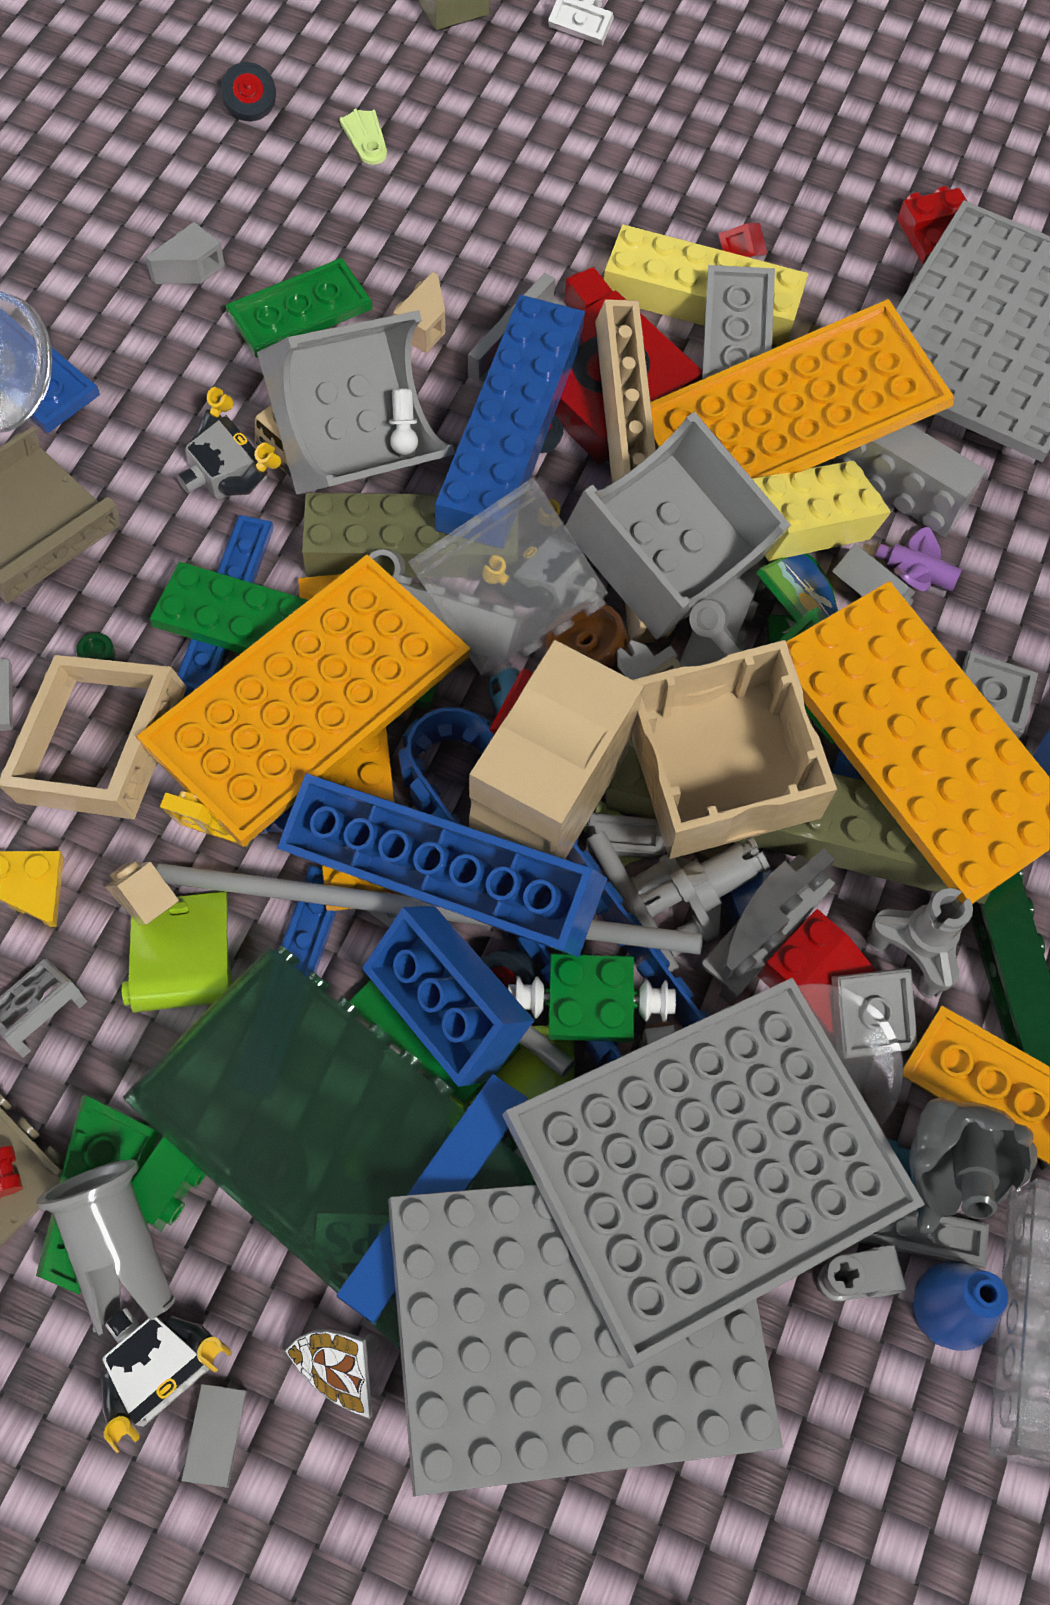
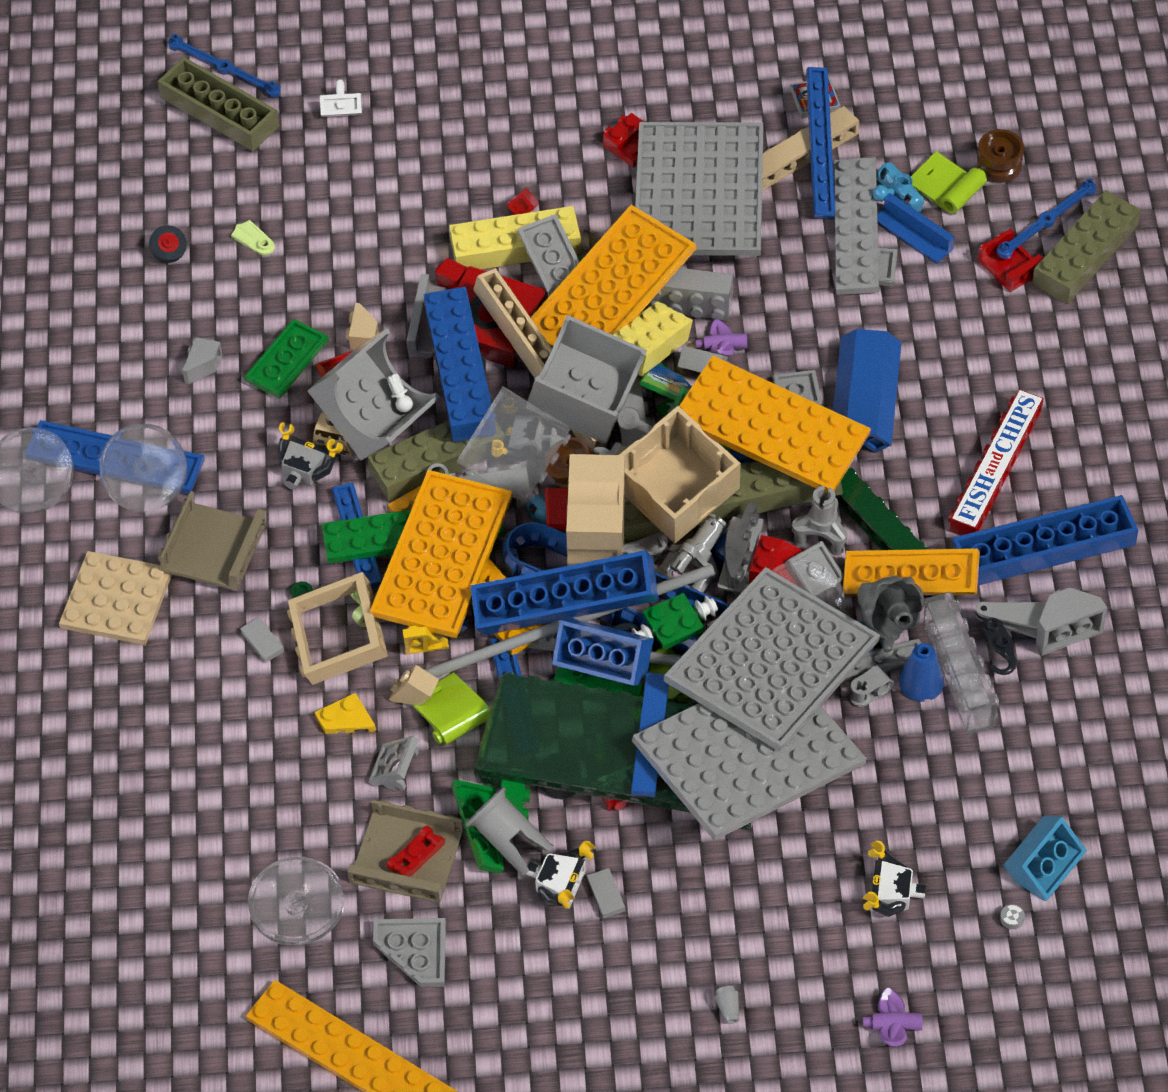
camera: 20 degrees left, 10 degrees down
(337, 1366) = (645, 835): shield -> none

